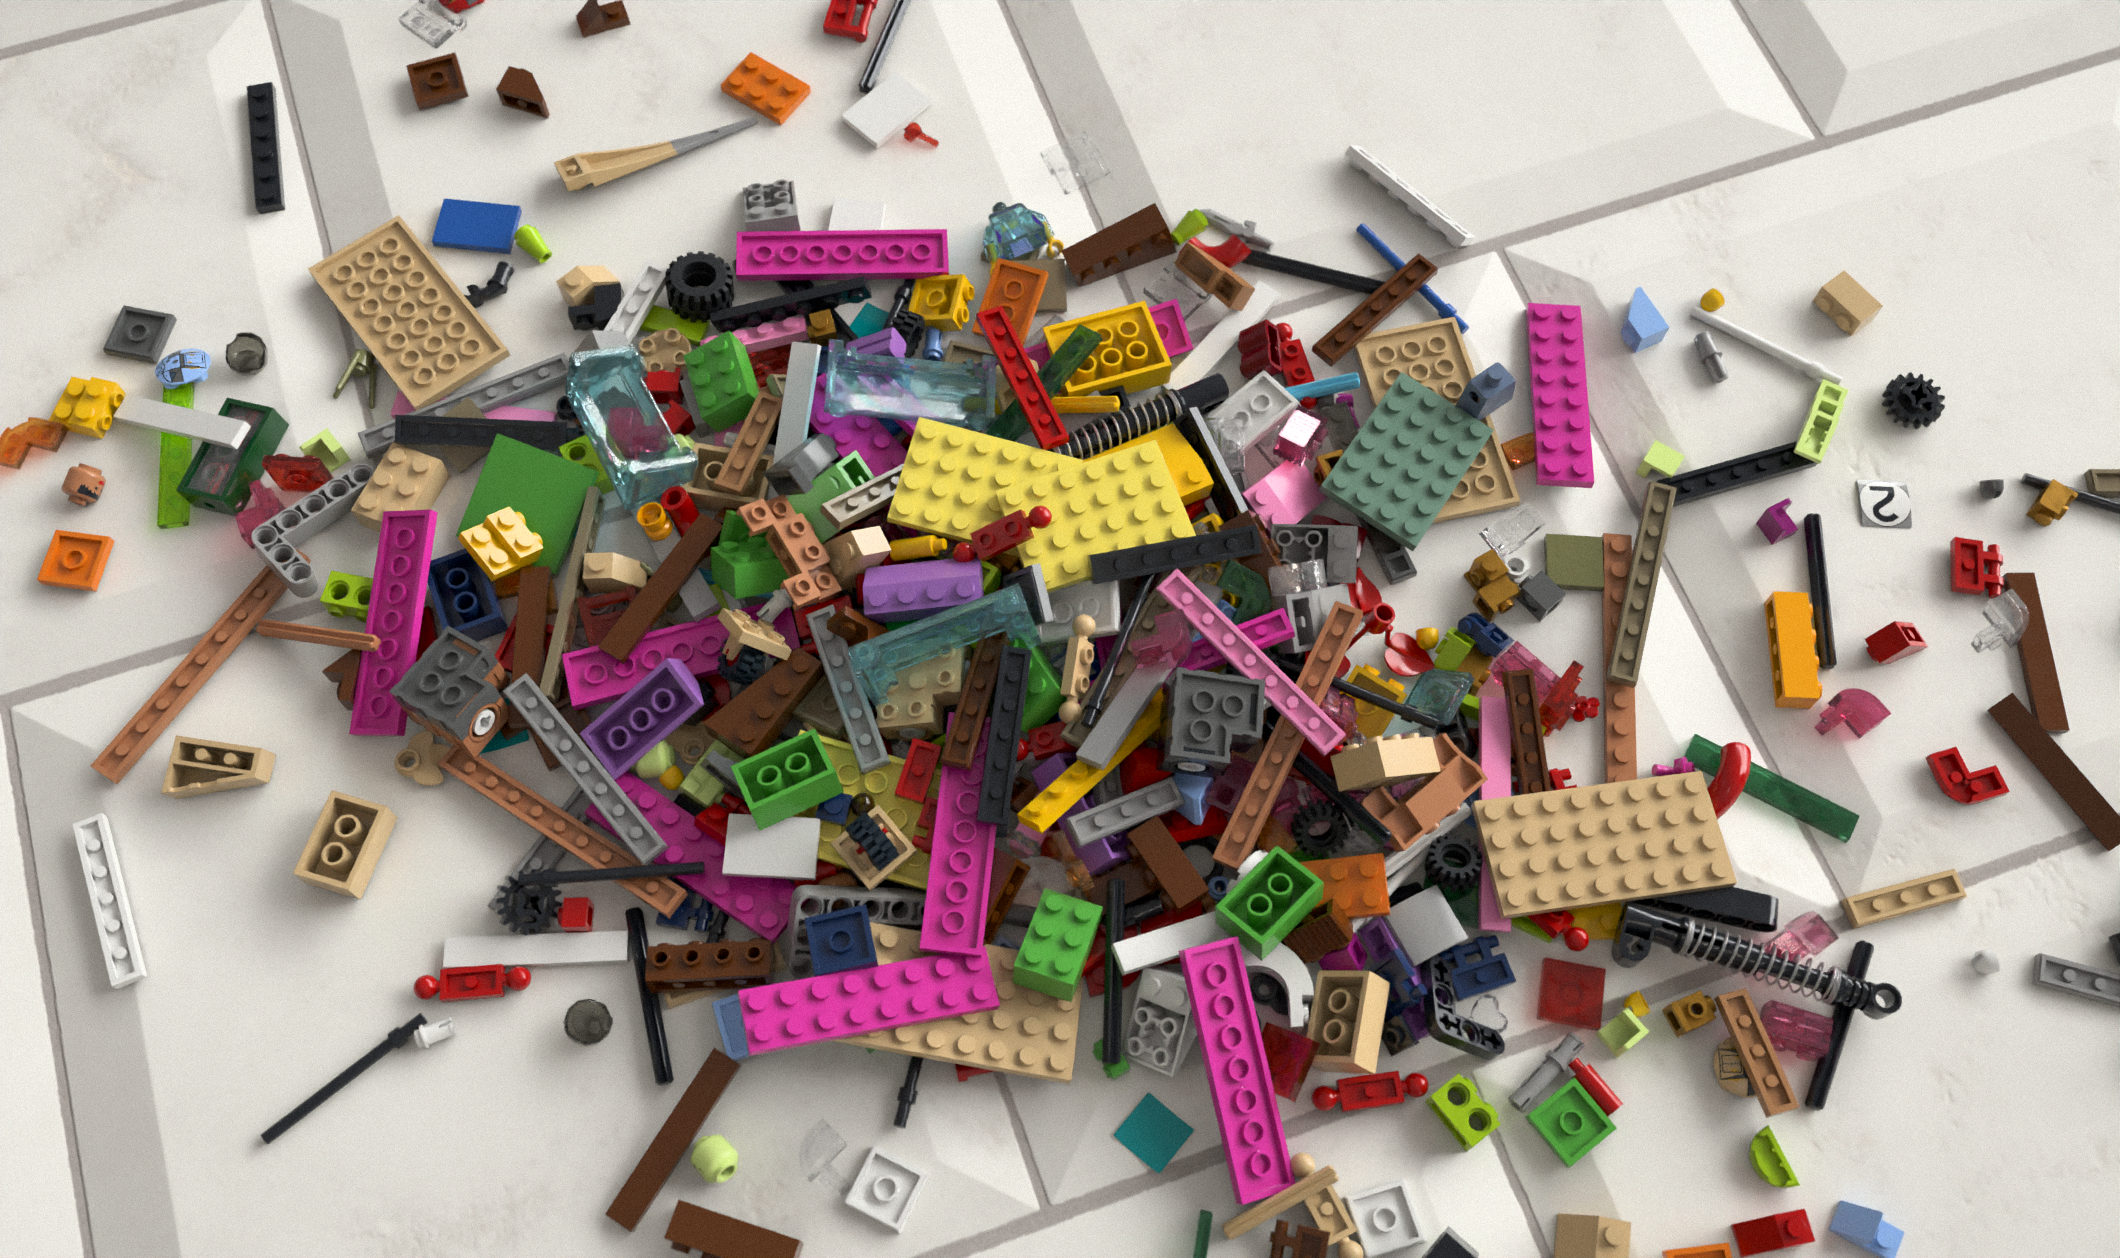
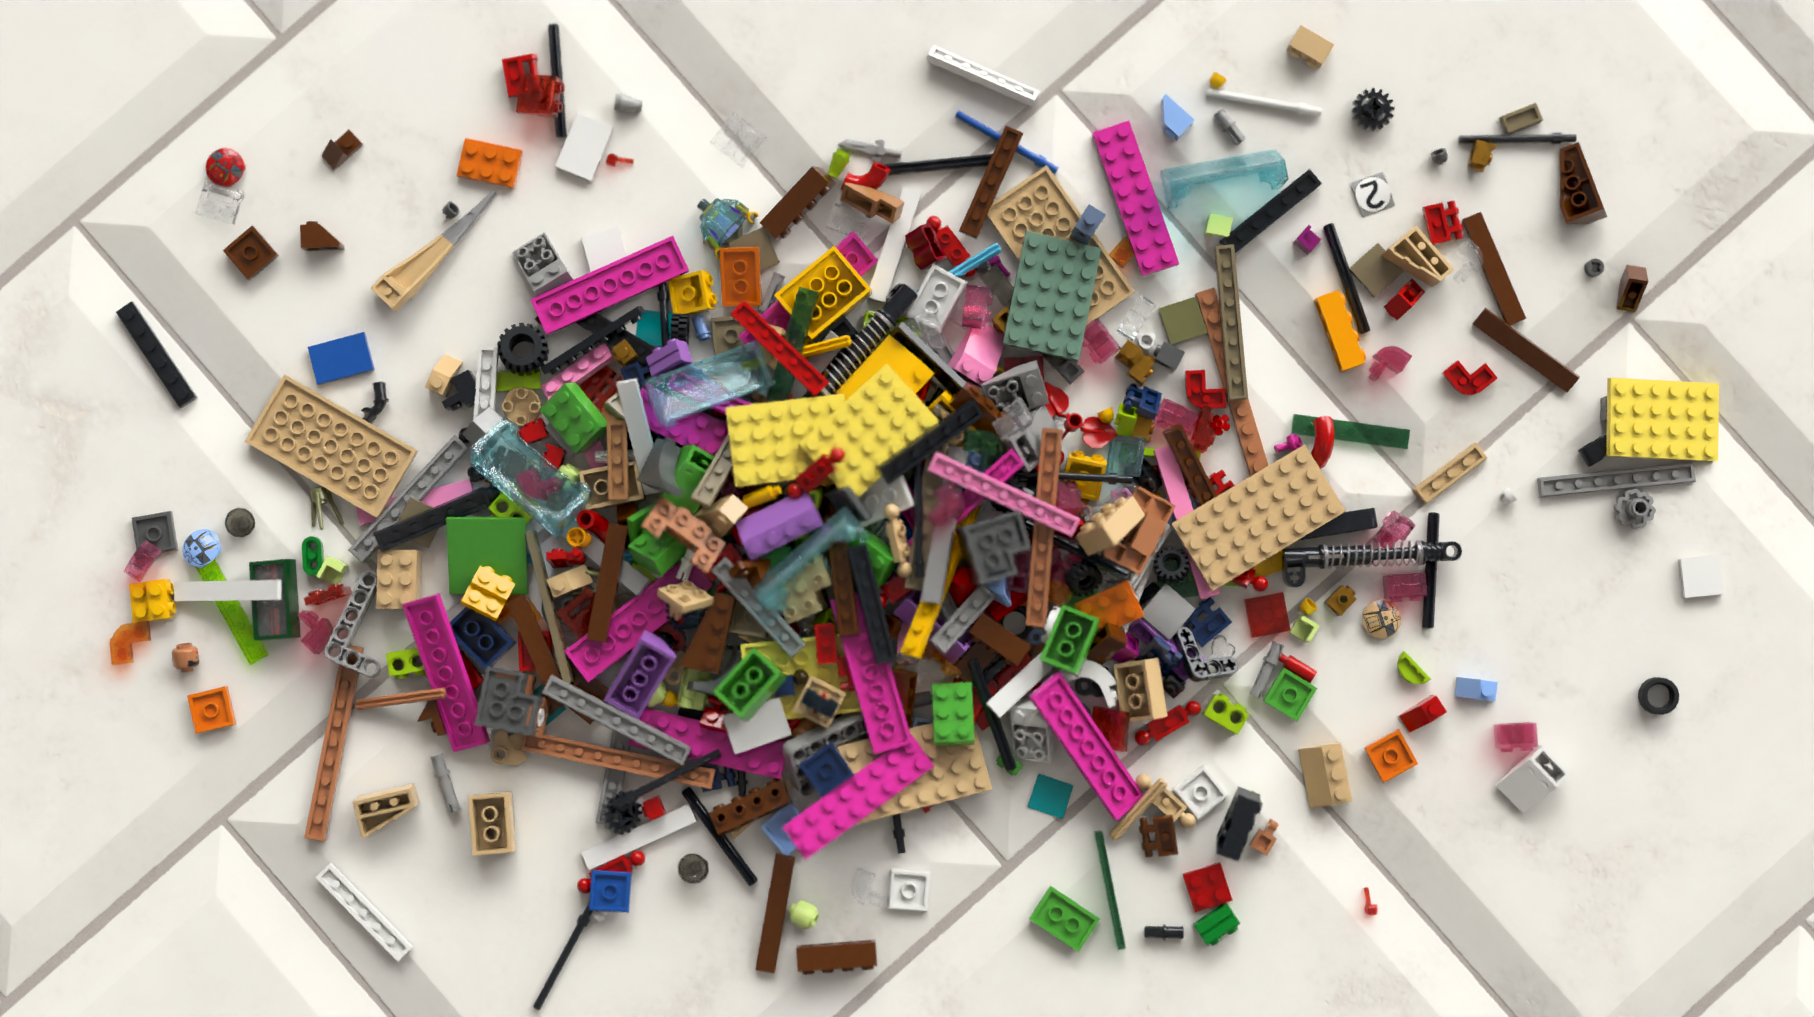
camera: 20 degrees left, 20 degrees up
(102, 352) = (142, 560): none -> clear pink slope
(308, 426) = (310, 556): none -> green plate
(317, 764) = (445, 783): none -> light grey pin
(455, 1006) = (610, 891): none -> blue tile
(532, 242) = (388, 358): lime cone -> none
(618, 539) = (561, 559): none -> red plate
(693, 118) = (450, 210): none -> dark grey hinge
(860, 32) = (540, 95): none -> clear red plate
(957, 80) = (627, 103): none -> light grey cone
(1450, 542) = (1099, 342): none -> clear pink brick
(1566, 648) = (1198, 394): none -> red plate
(1750, 414) = (1267, 163): none -> clear light blue windscreen
(1756, 1053) = (1385, 611): medium nougat plate -> none
(1821, 421) = (1315, 152): yellowish green slope -> none
(1864, 595) = (1375, 271): none -> dark tan tile
(1932, 594) = (1419, 257): none -> tan wedge

